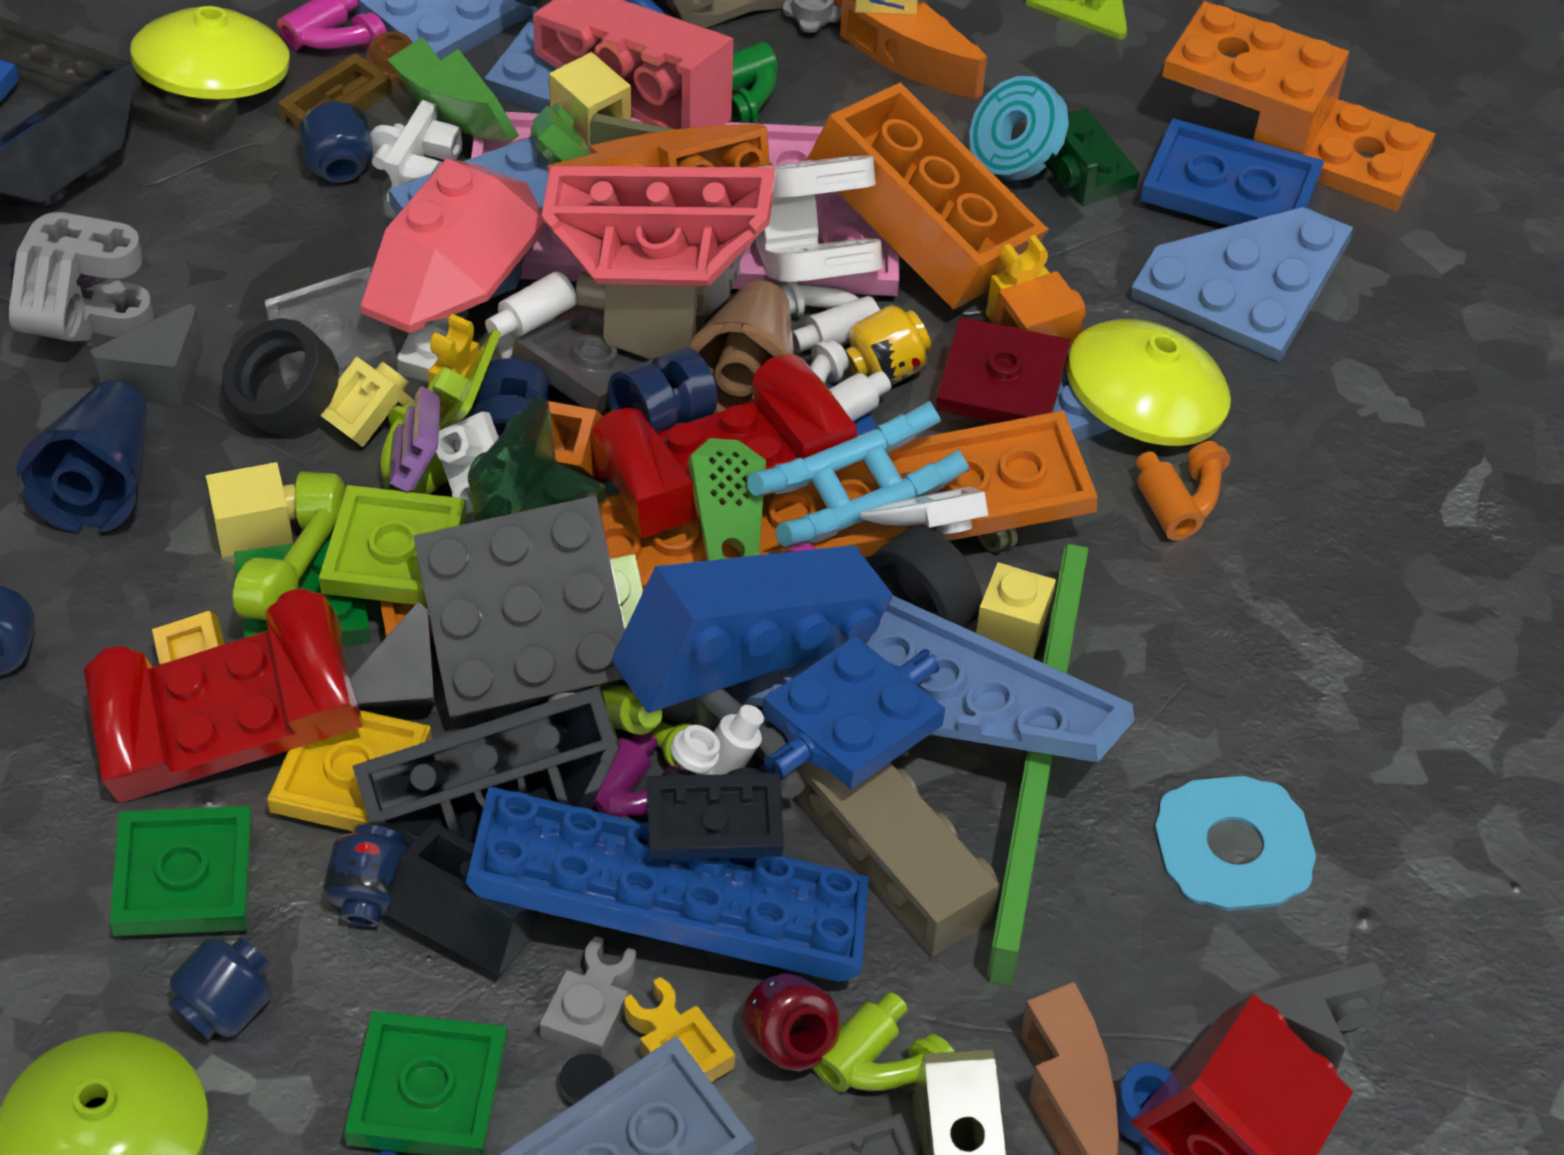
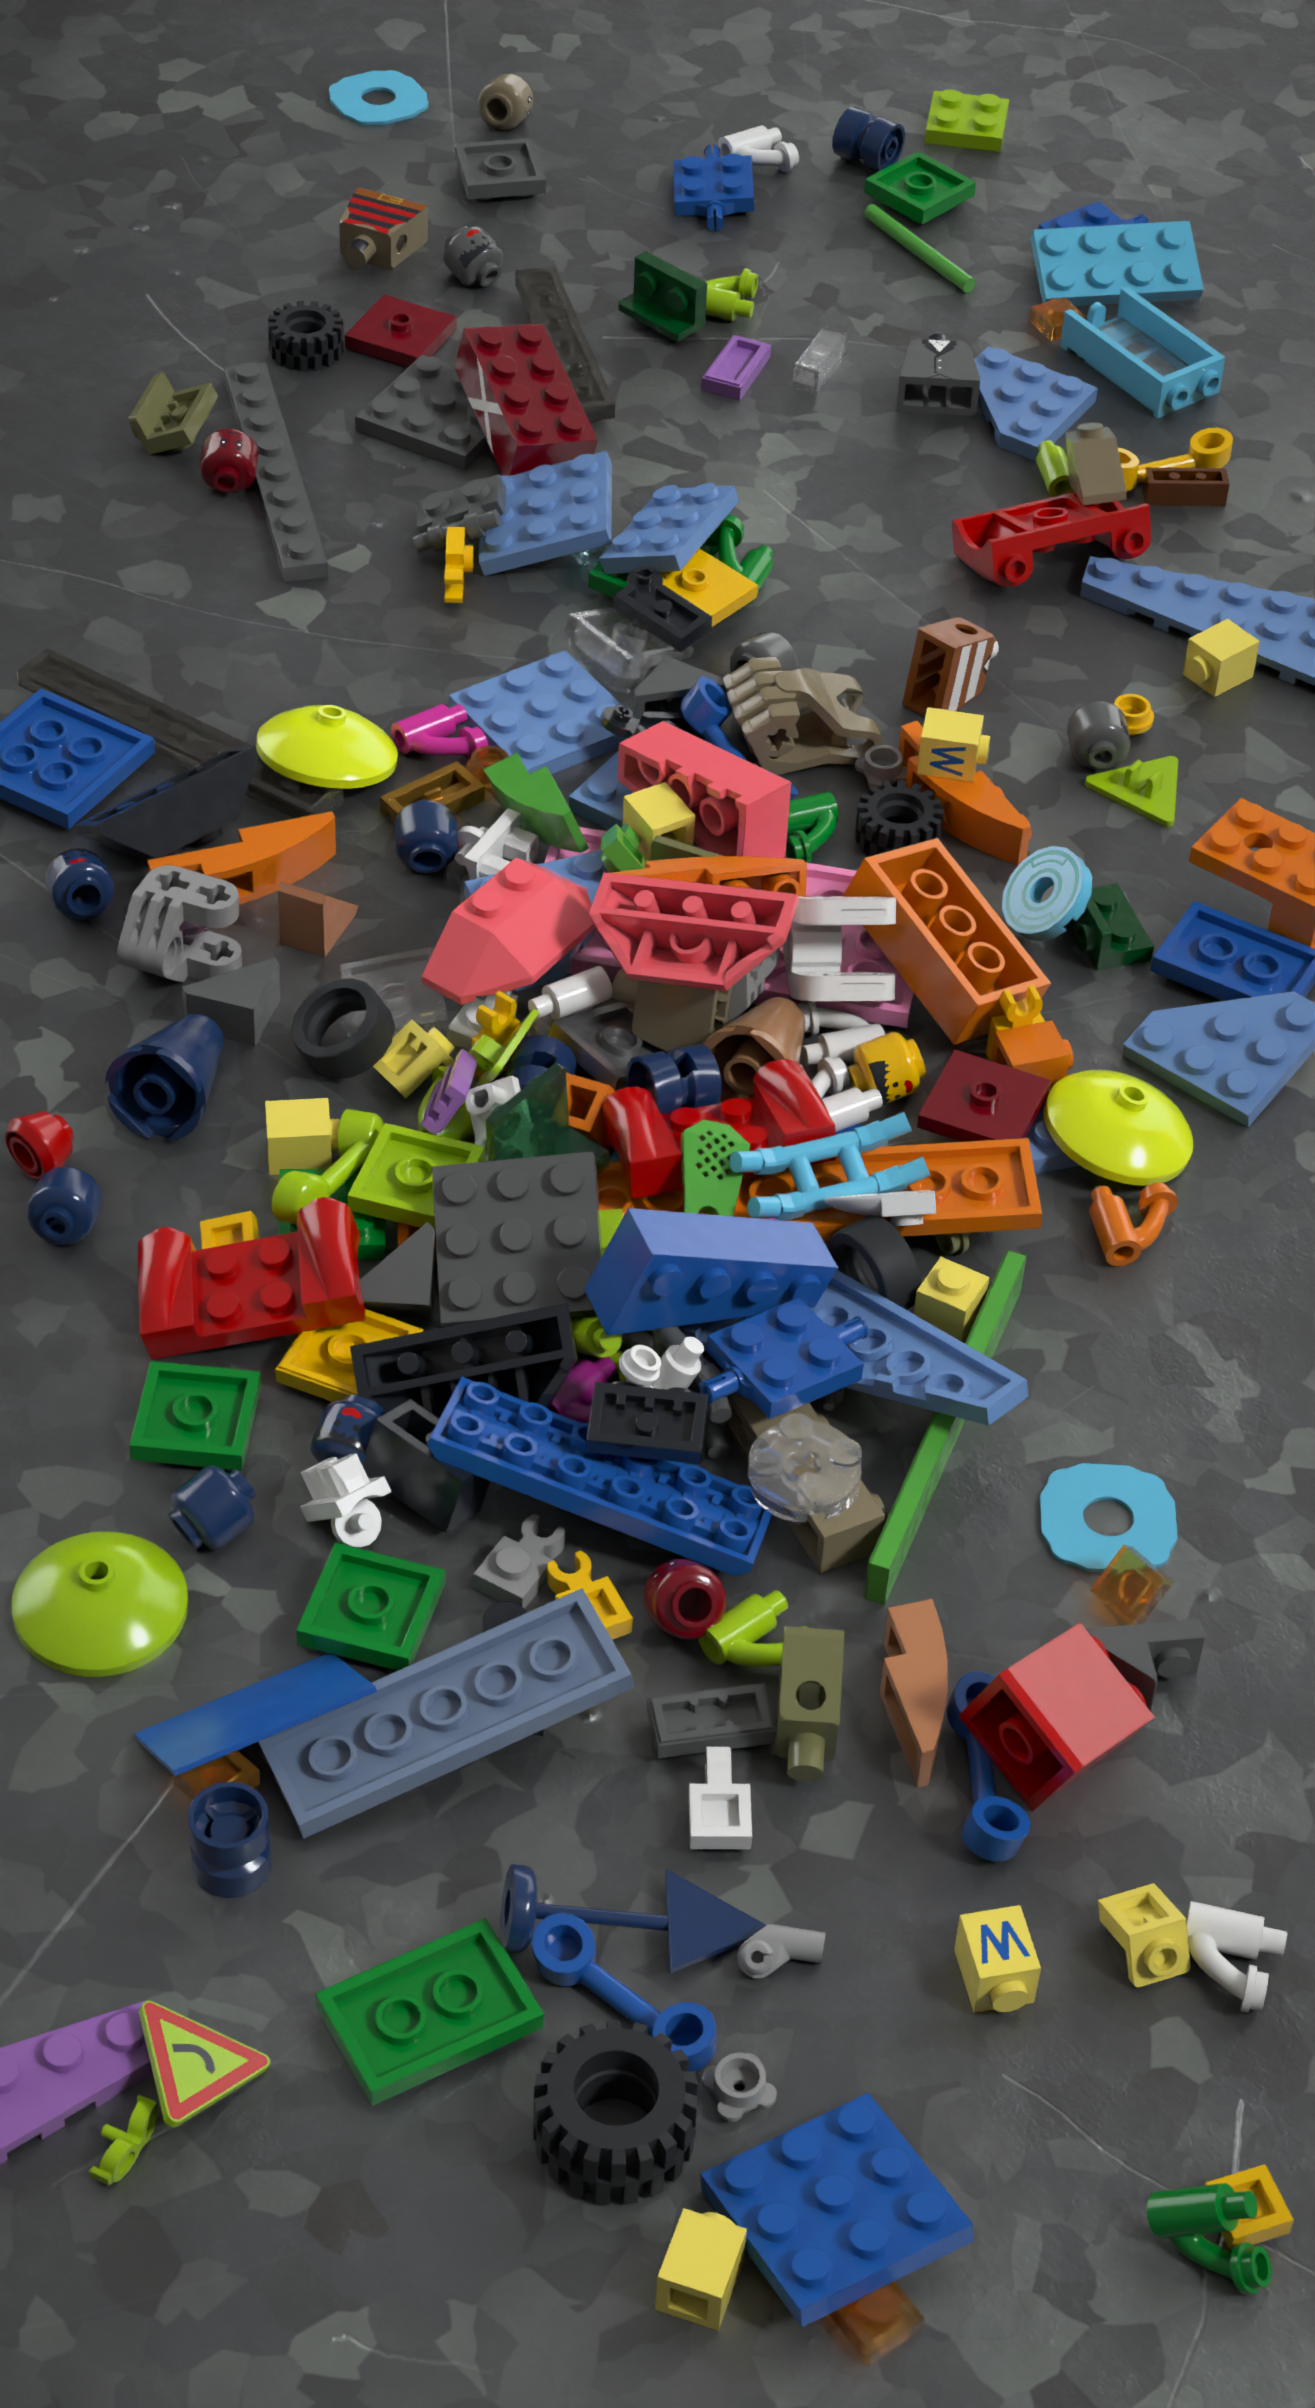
camera: 10 degrees right, 5 degrees down
(160, 185) = (264, 855): none -> orange slope
(224, 251) = (311, 919): none -> nougat slope
(375, 954) = (341, 1494): none -> white hips
(847, 48) = (896, 804): none -> black tyre
(908, 812) = (811, 1444): none -> clear plate
(1284, 926) = (1131, 1585): none -> clear orange plate

